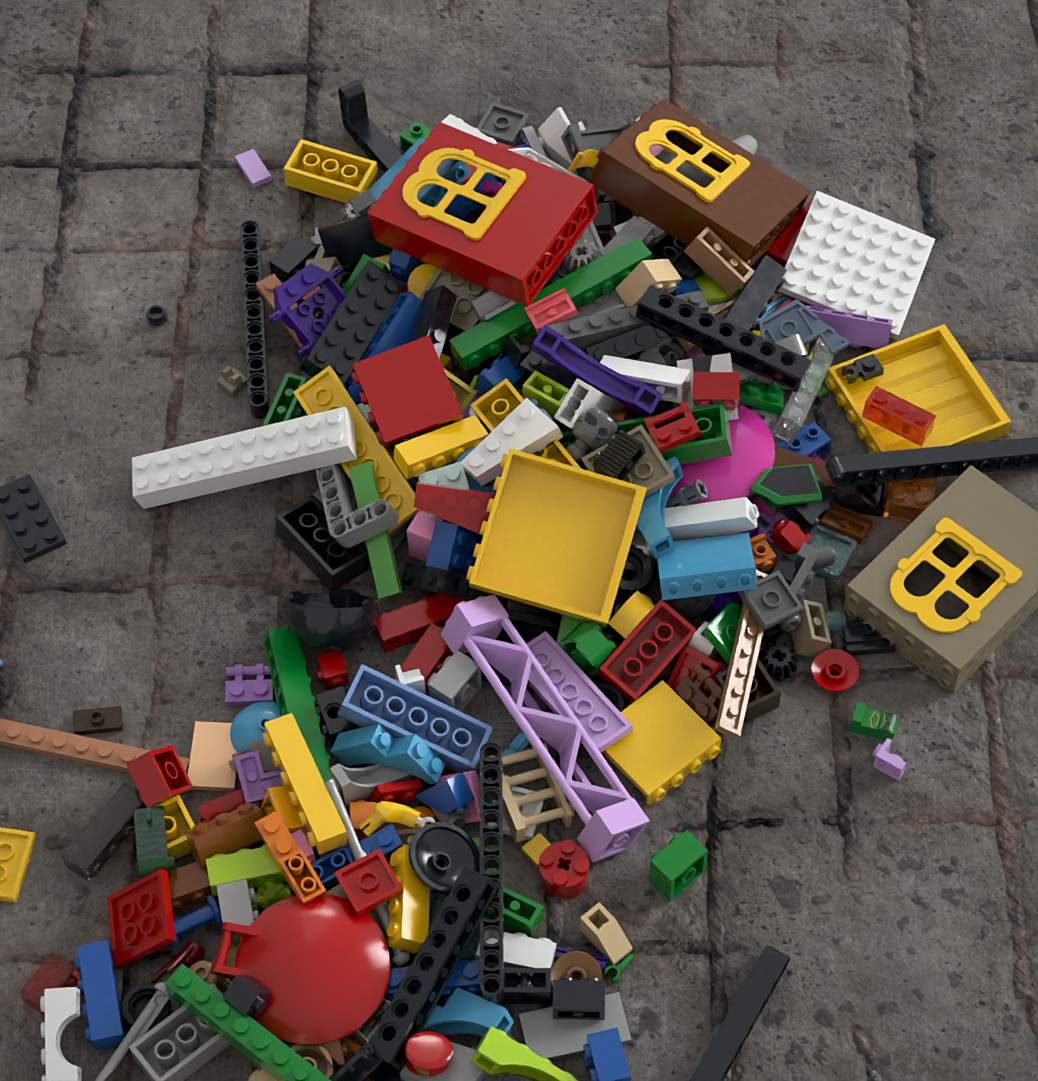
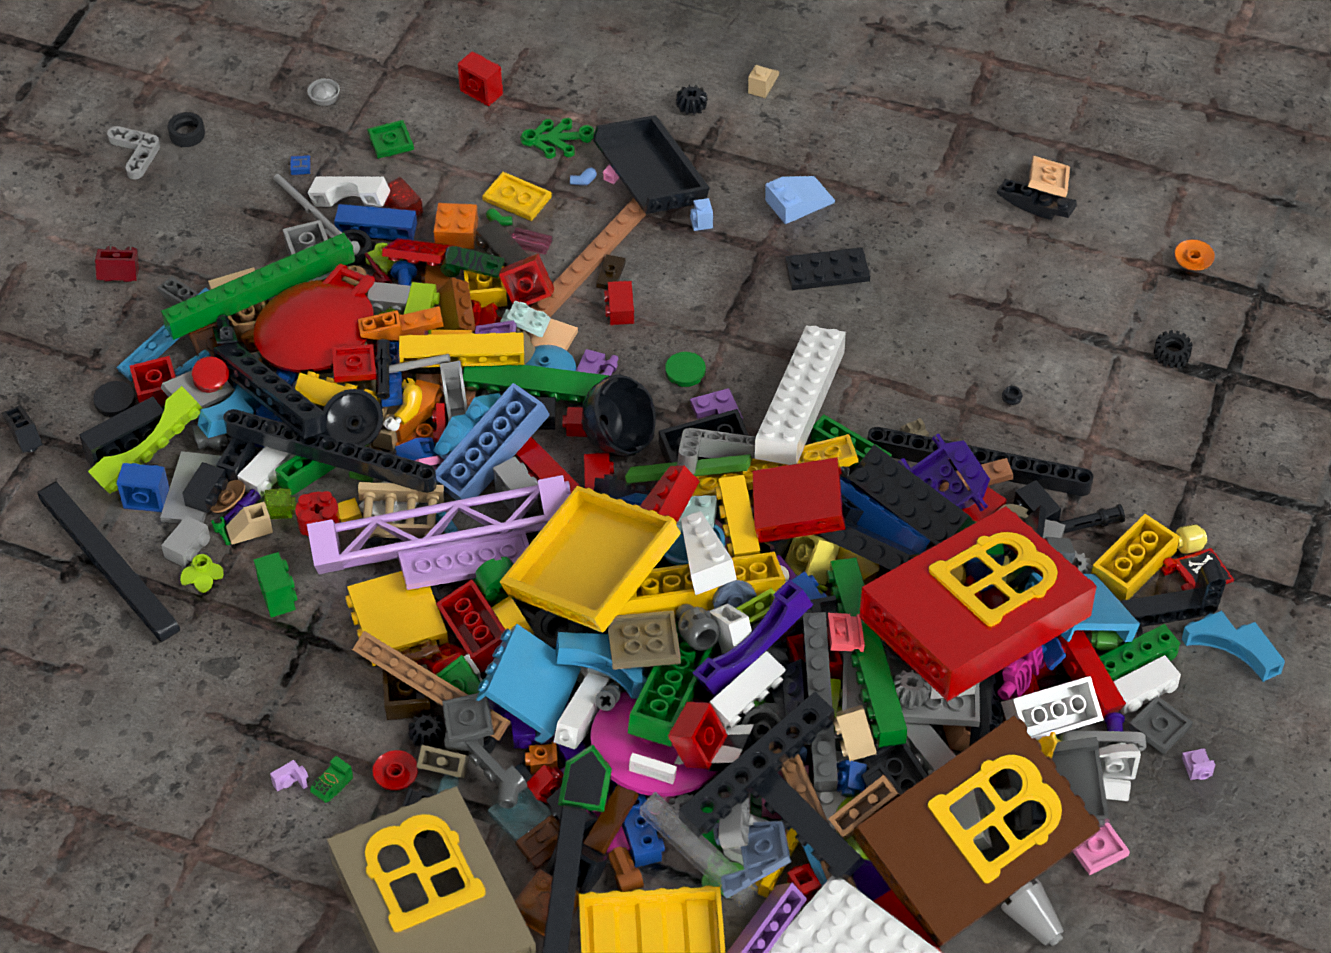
camera: 110 degrees right, 5 degrees down
(48, 869) = (493, 214): none -> green arm
(56, 214) = (1172, 340): none -> black tyre
(73, 802) = (532, 238): none -> clear pink tile
(78, 903) = (456, 224): none -> orange brick
(146, 689) = (620, 302): none -> red brick
(152, 967) = (381, 261): none -> lime plate
(213, 769) = (527, 318): none -> light aqua bracket
(218, 601) = (685, 369): none -> green tile
(247, 995) = (306, 274): black brick -> none
(253, 168) = (1172, 508): lavender tile -> none
(256, 555) = (713, 403): none -> medium lavender plate
(286, 142) = (1191, 538): none -> light yellow head
(287, 212) = (1101, 518): none -> black pin
(322, 131) = (1190, 566): none -> flag
(359, 850) = (383, 361): none -> black pin
(388, 87) = (1246, 643): none -> dark azure arch
(411, 678) = (530, 451): white panel -> none
(530, 94) = (1198, 764): none -> lavender bracket
(561, 919) = (280, 503): none -> clear neon green brick
(619, 456) = (649, 625): black brick -> none
(653, 993) = (186, 541): none -> light grey brick
(675, 432) = (661, 683): red plate -> none
(686, 959) = (201, 575): none -> lime plate
(756, 428) = (652, 768): none -> white tile
(846, 444) = (626, 875): none -> dark orange piece
(865, 367) = (703, 917): black plate -> none
(898, 416) = (627, 913): clear red brick -> none

